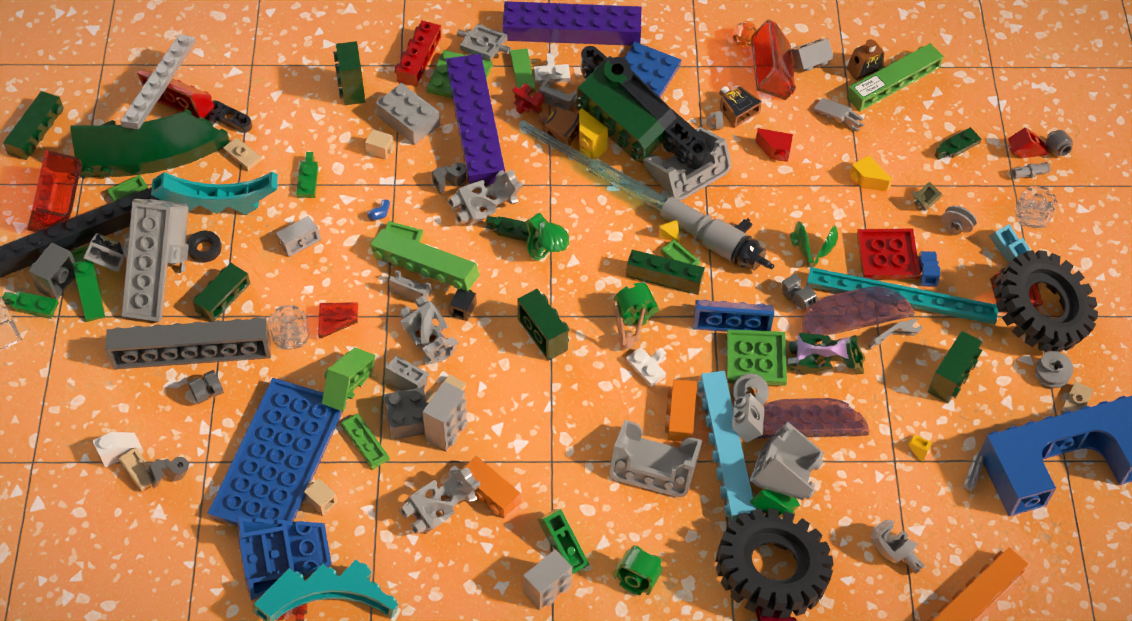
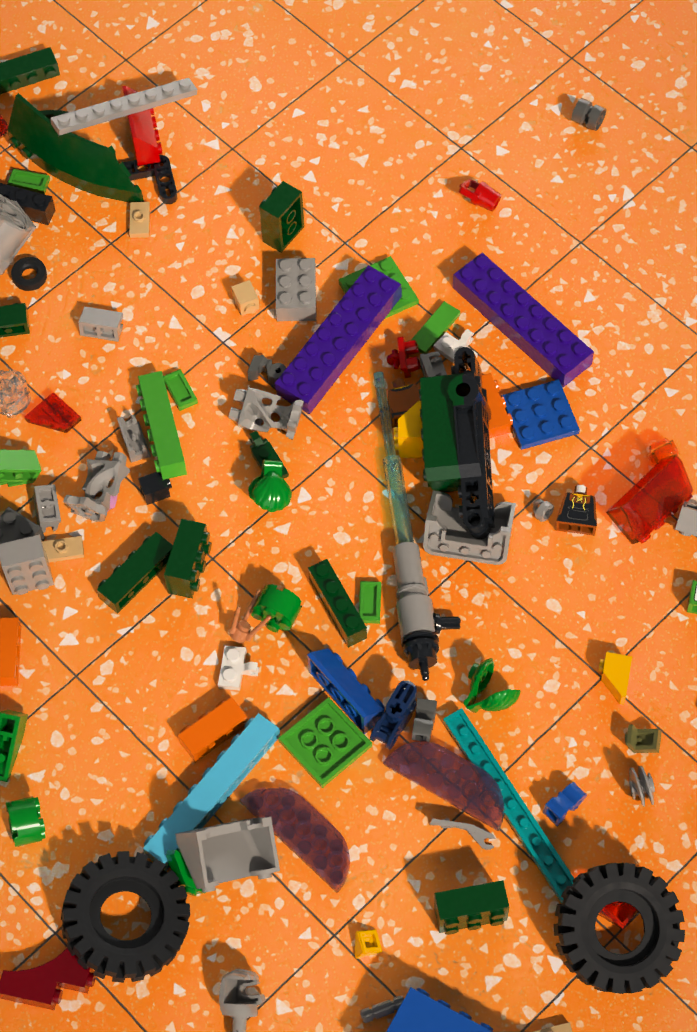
camera: 50 degrees right, 5 degrees up
(214, 197) = (74, 242): teal arch -> none
(308, 177) = (165, 280): green hinge -> none
(379, 212) = (184, 356): blue arm -> none
(418, 53) = (366, 243): red brick -> none
(483, 41) = (429, 276): light grey plate -> none
(516, 364) = (135, 572): none -> dark green brick
(652, 463) = (143, 746): light grey windscreen -> none
(669, 231) = (385, 572): yellow slope -> none
(748, 417) = (241, 791): light grey brick -> none
(755, 381) = (283, 764): light grey piece -> none
(774, 143) = (568, 576): red slope -> none
(781, 298) = (397, 714): none -> dark blue piece
(811, 355) = (390, 802): dark green hips -> none
(839, 112) = (660, 594): light grey arm -> none
(888, 253) = (546, 758): red plate -> none
(1009, 243) = (665, 854): medium azure slope -> none
(1054, 369) = (567, 984): light grey piece -> none

